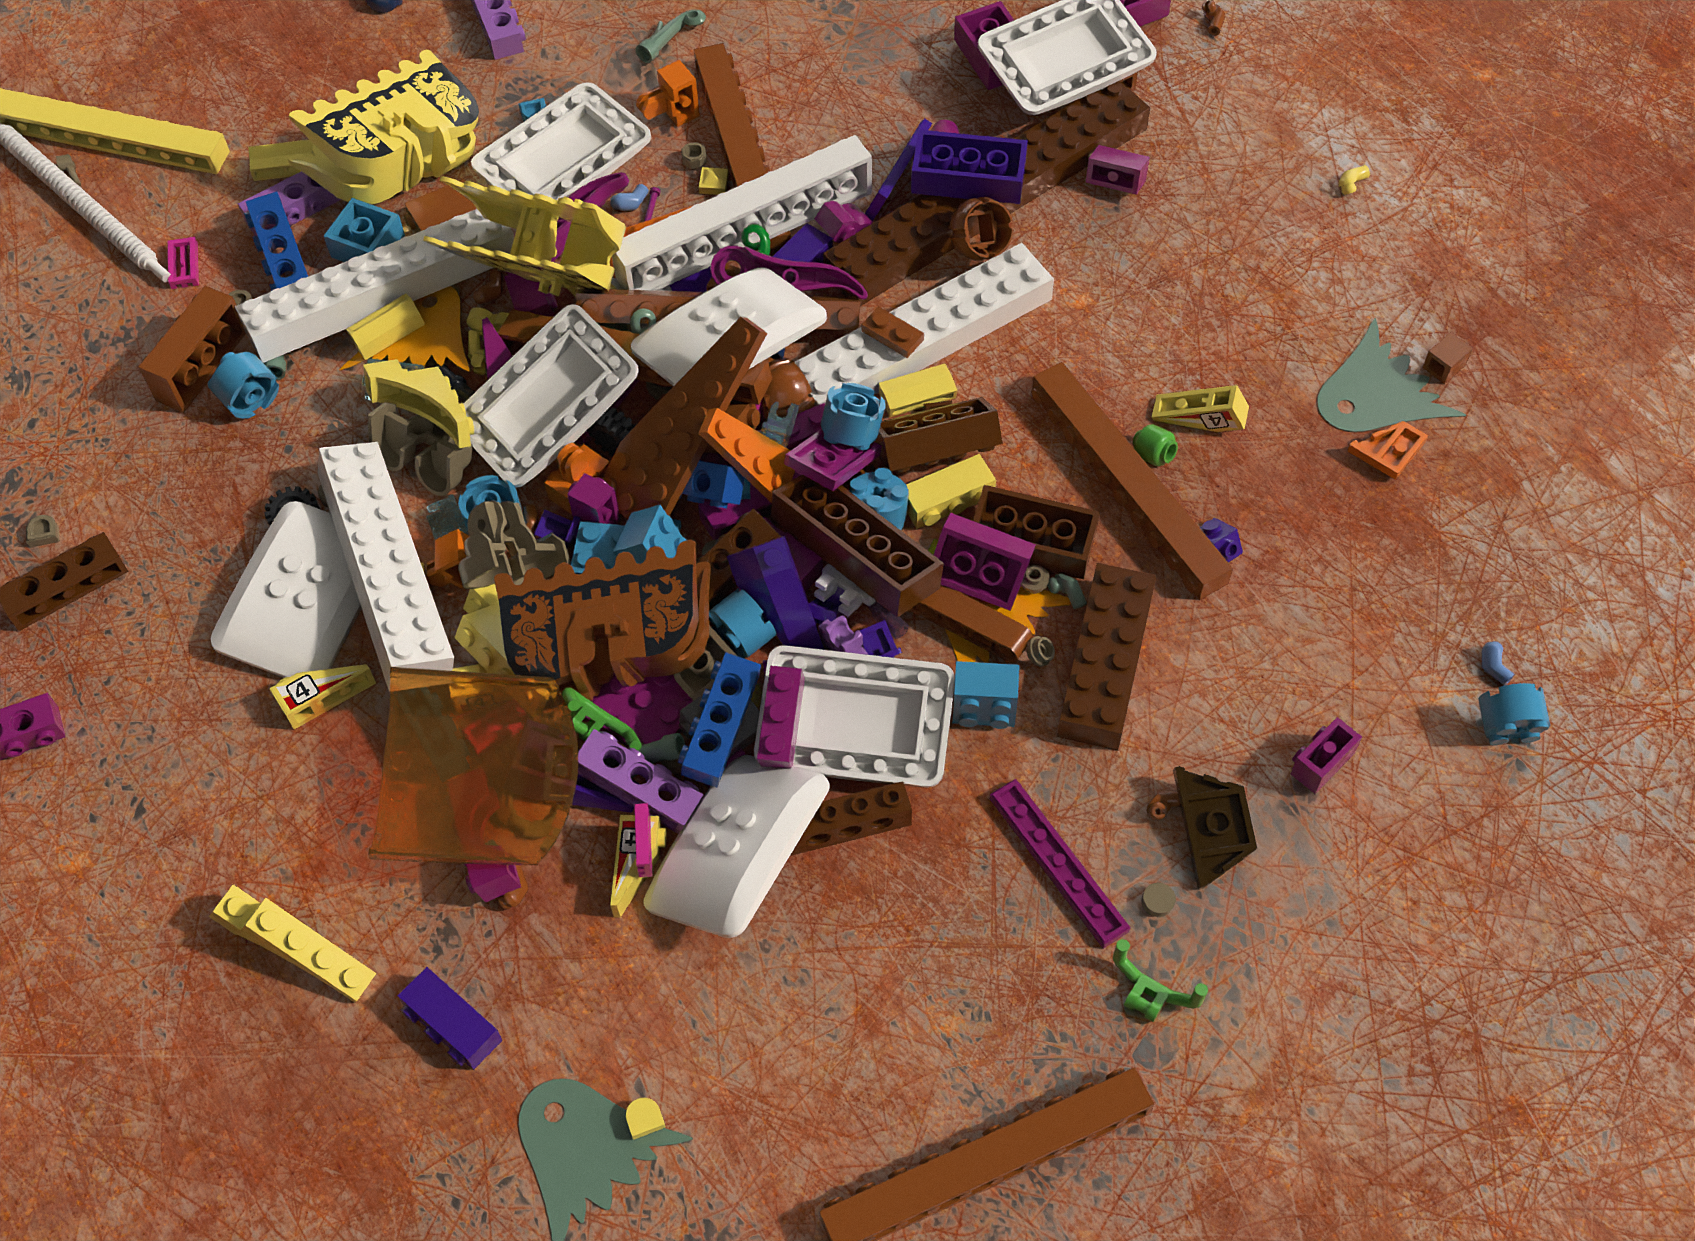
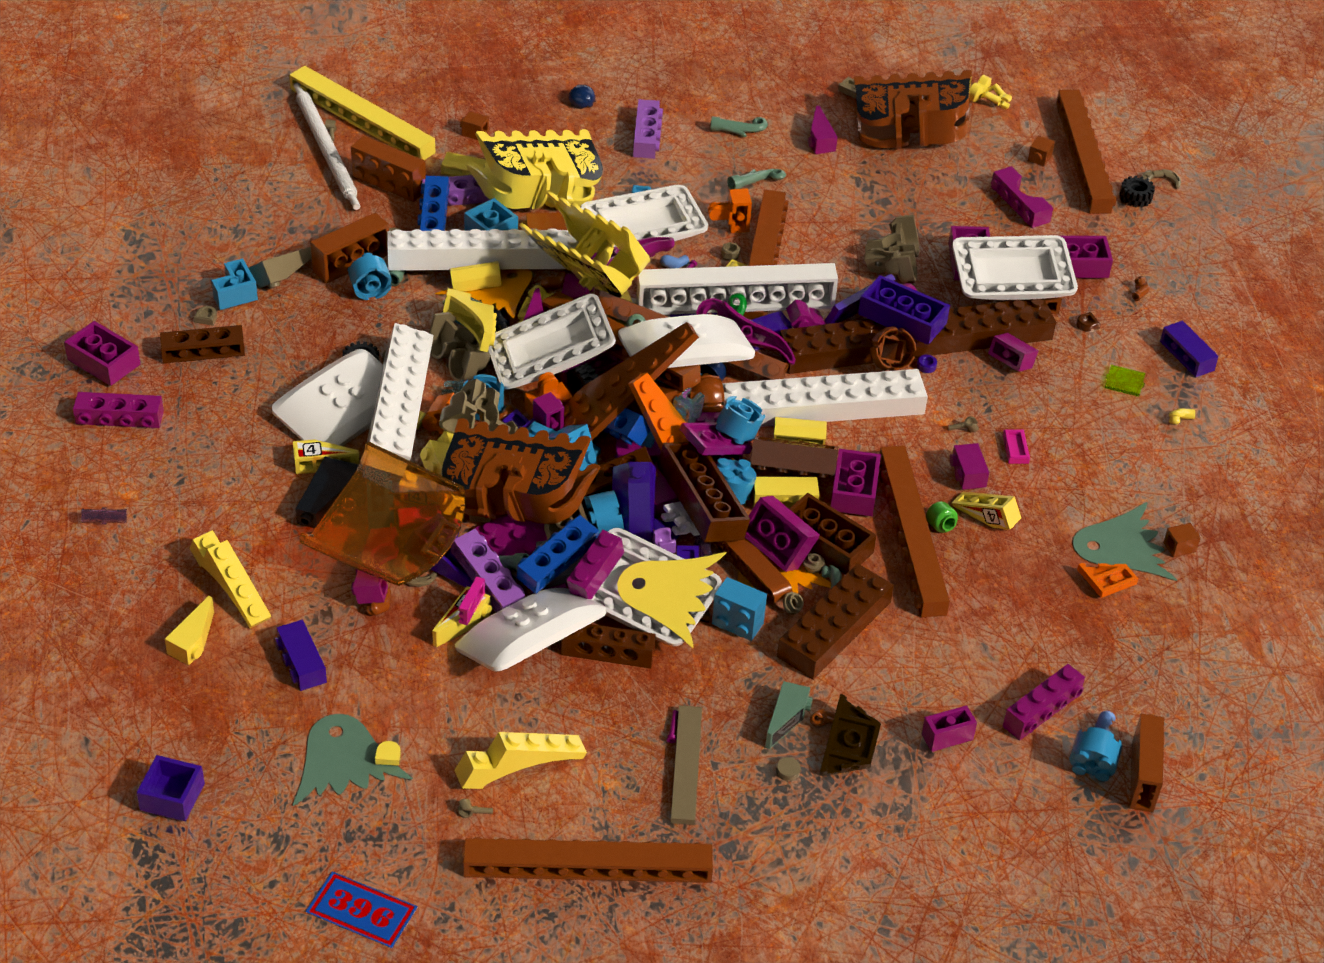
camera: 20 degrees right, 15 degrees down
(60, 916) = (104, 515): none -> pin
(64, 472) = (236, 287): none -> dark azure brick
(110, 419) = (279, 268): none -> dark tan wedge
(182, 203) = (388, 168): none -> dark orange brick
(184, 279) = (382, 194): dark pink tile -> none
(264, 91) = (472, 123): none -> dark orange brick
(282, 1060) = (189, 637): none -> light yellow slope
(355, 742) = (323, 490): none -> black slope
(582, 707) = (484, 527): bright green piece -> none
(789, 1155) = (467, 810): none -> dark tan hand
(817, 1047) = (515, 752): none -> light yellow arch
(890, 711) = (669, 590): none -> light yellow piece
(892, 332) = (798, 386): dark orange plate -> none
(901, 59) = (883, 253): none -> dark tan piece
(992, 920) = (671, 738): none -> magenta piece
(1021, 224) = (927, 363): none -> dark purple tile
(1032, 441) = (855, 482): none -> magenta brick
(1032, 954) = (686, 765): none -> dark tan tile
(1060, 863) = (735, 724): magenta tile -> none
(1117, 806) = (788, 712): none -> sand green slope
(1123, 297) = (970, 423): none -> dark tan hand
(1151, 357) = (969, 466): none -> magenta brick
(1152, 988) = (748, 809): bright green piece -> none
(1177, 89) = (1087, 322): none -> reddish brown tile
(1185, 302) = (1016, 447): none -> dark pink tile
(1223, 537) = (956, 587): dark purple bracket -> none
(1261, 154) = (1125, 380): none -> clear neon green piece
(1315, 81) = (1189, 349): none -> dark purple brick
(1412, 664) = (1043, 702): none -> magenta brick
(1580, 700) = (1147, 763): none -> dark orange brick

